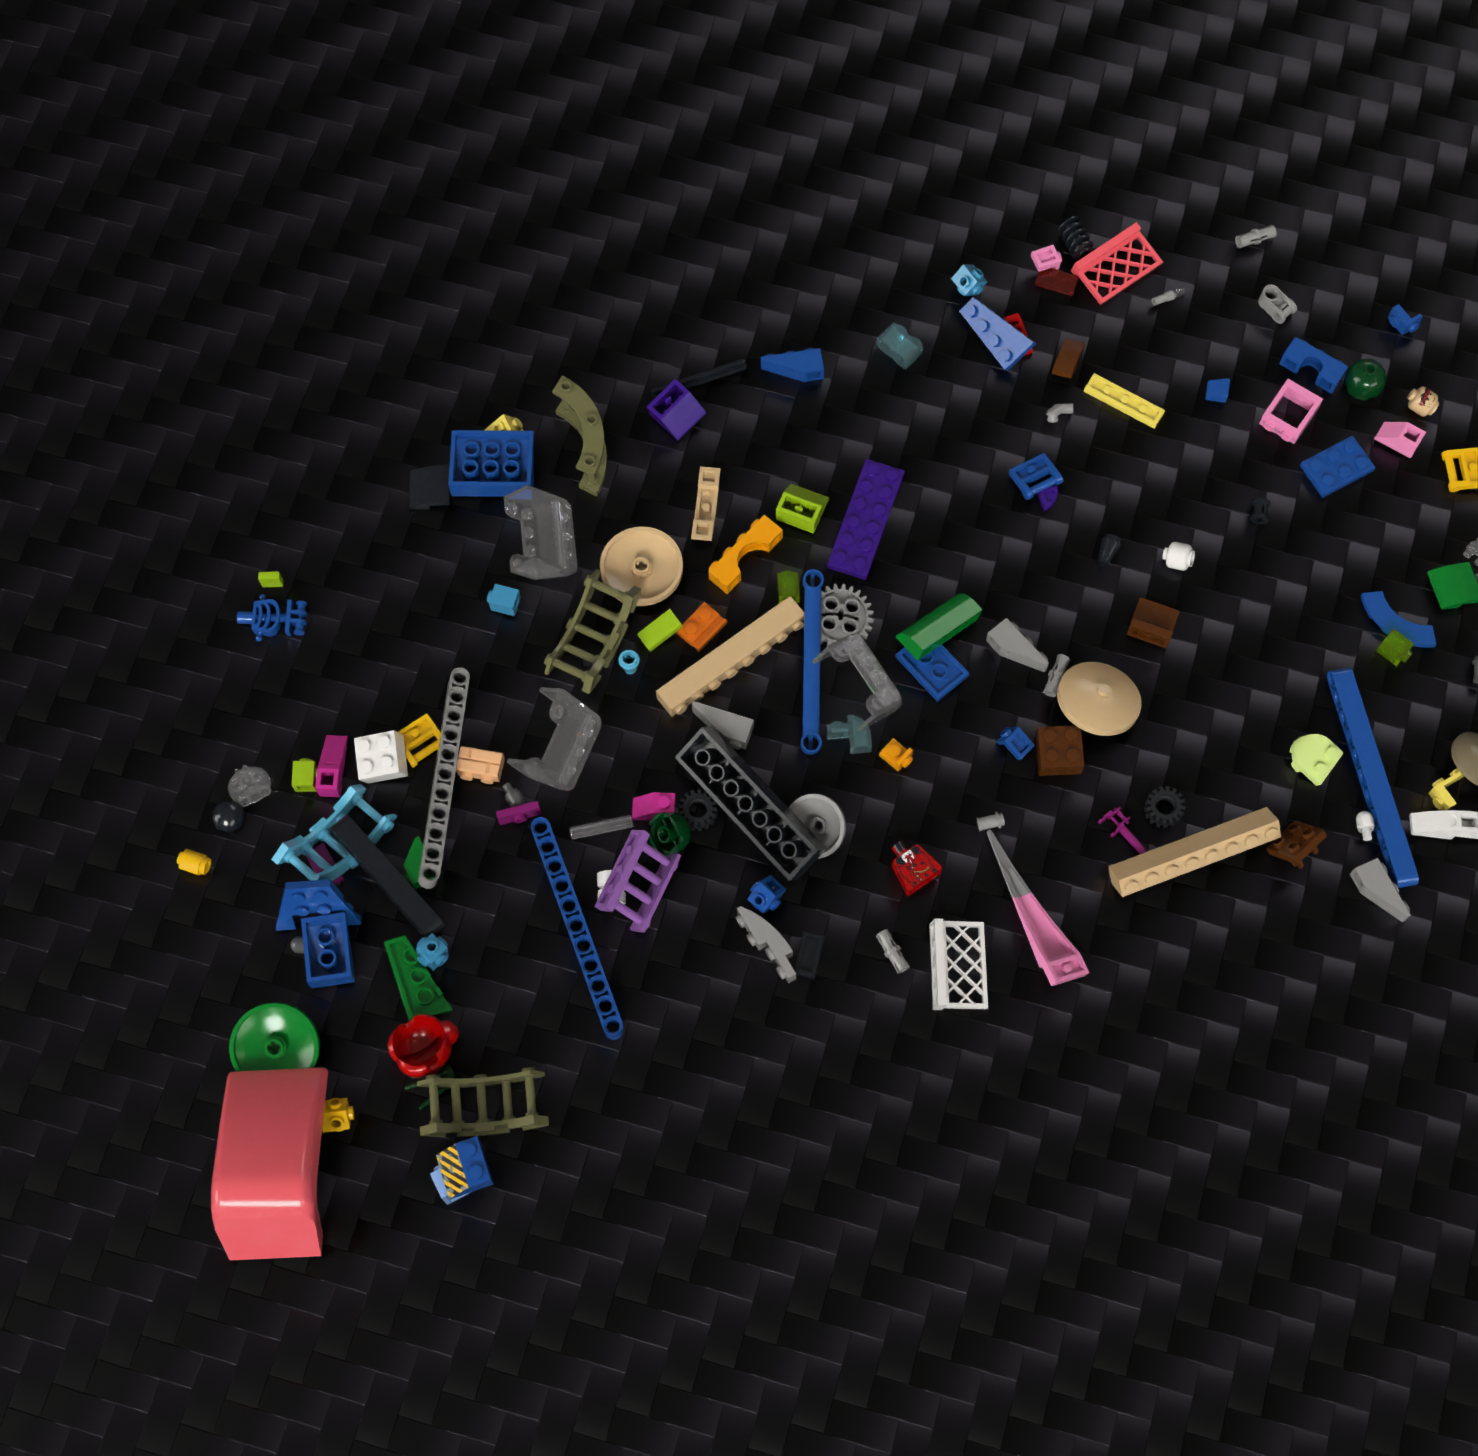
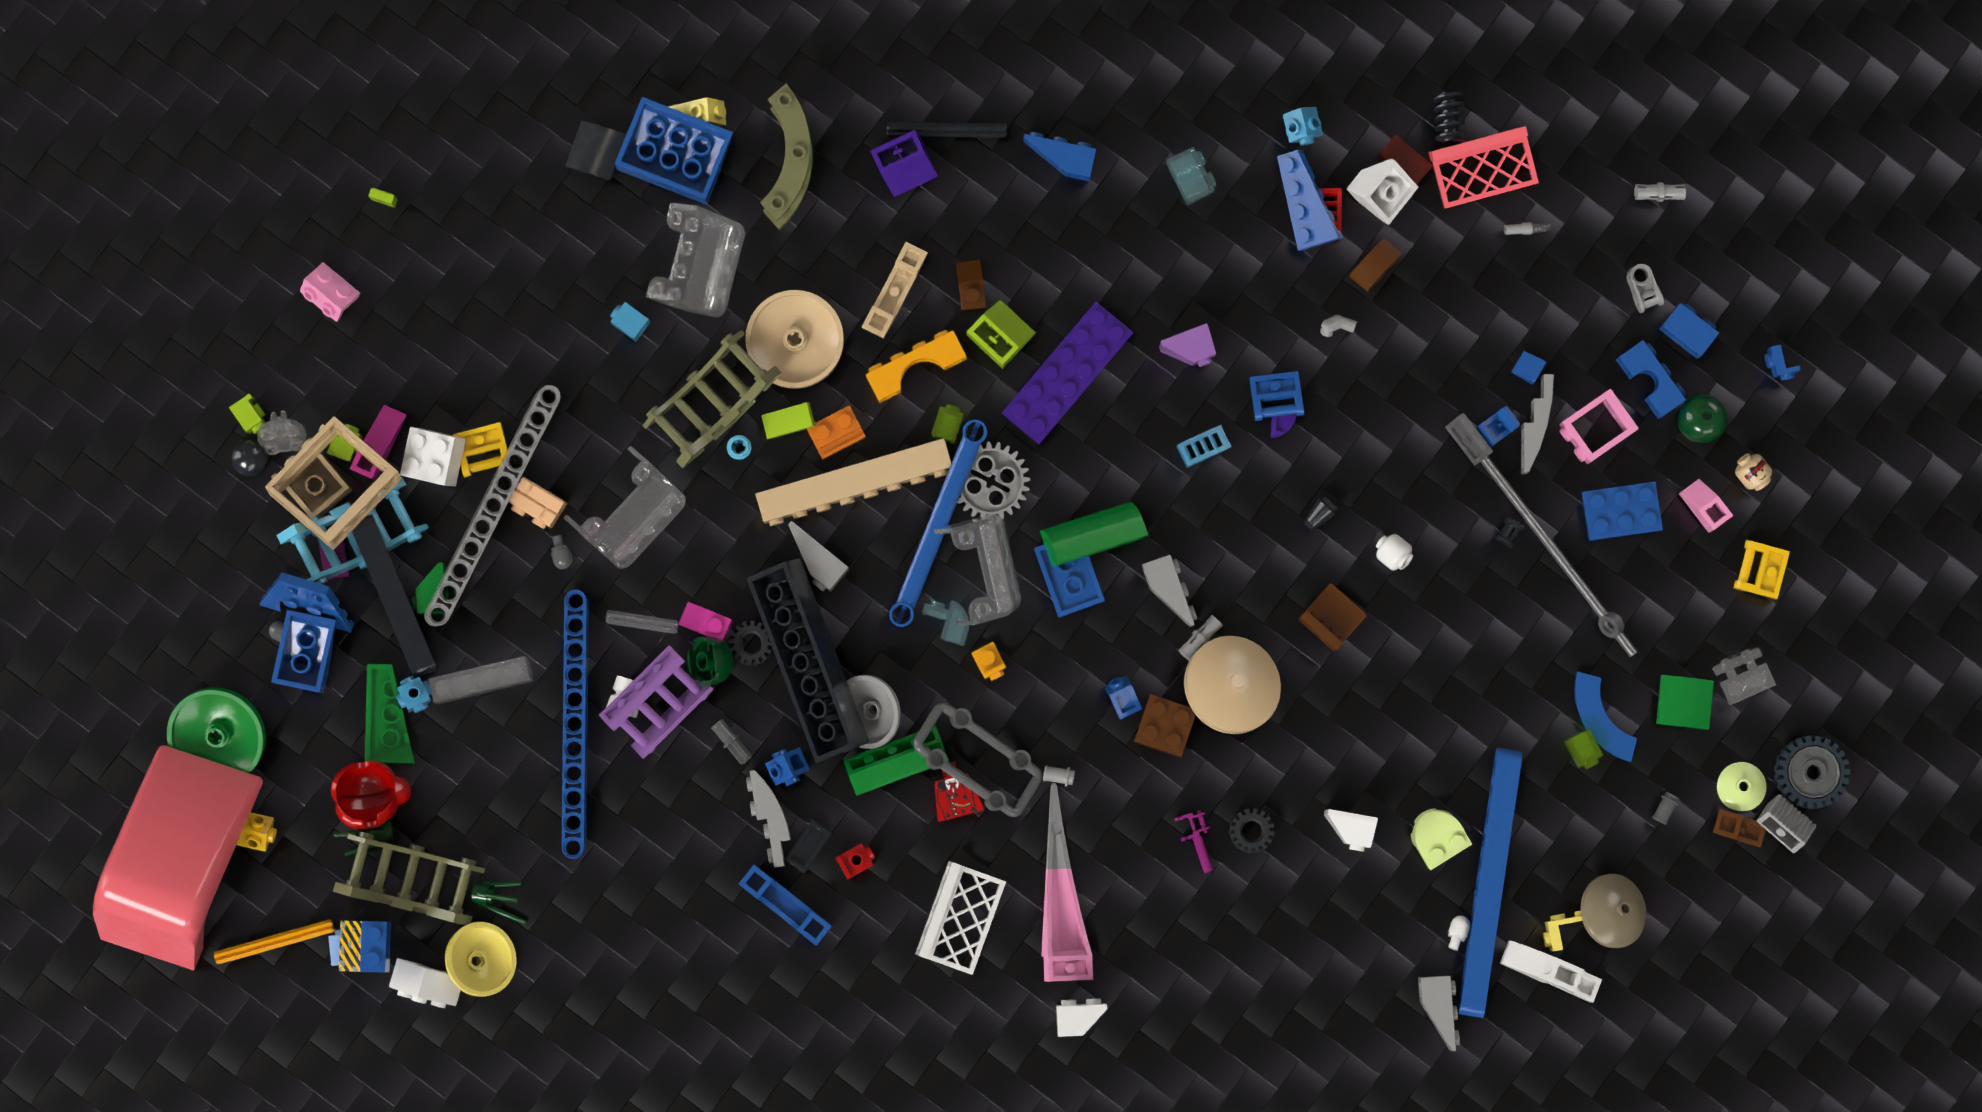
camera: 20 degrees right, 15 degrees up
(193, 862) = (196, 497): yellow brick -> none
(215, 780) = (248, 414): none -> lime brick
(250, 665) = (328, 291): none -> bright pink bracket
(258, 618) = (354, 239): blue torso -> none
(291, 813) = (319, 487): none -> tan brick
(328, 822) = (365, 503): none -> tan window
(383, 1205) = (274, 941): none -> light orange axle
(484, 919) = (480, 680): none -> clear brick
(518, 813) = (558, 575): magenta plate -> none
(528, 1186) = (424, 984): none -> white brick
(552, 1094) = (484, 894): none -> dark green plant
(573, 1140) = (494, 959): none -> light yellow dish
(712, 894) = (731, 741): none -> dark grey axle
(763, 482) = (971, 285): none -> reddish brown slope
(824, 1012) = (785, 904): none -> blue arch
(849, 957) = (845, 860): none -> red brick
(854, 856) = (895, 765): none -> green brick
(888, 837) = (937, 759): none -> dark grey bar
(892, 951) = (897, 876): light grey pin -> none
(953, 461) = (1190, 346): none -> medium lavender slope
(989, 547) = (1182, 447): none -> dark azure slope
(1046, 258) = (1403, 131): bright pink bracket -> none
(1049, 304) = (1383, 189): none -> white slope
(1090, 1006) = (1078, 1018): none -> white slope
(1124, 400) = (1417, 339): light yellow tile -> none
(1194, 851) = (1261, 893): tan brick -> none
(1208, 460) = (1477, 451): none -> flat silver bar
(1215, 437) = (1498, 426): none -> blue bracket
(1243, 431) = (1533, 432): none -> light grey slope
(1244, 771) = (1353, 828): none -> white slope
(1297, 843) = (1372, 925): reddish brown plate -> none
(1325, 321) = (1689, 330): none -> blue brick

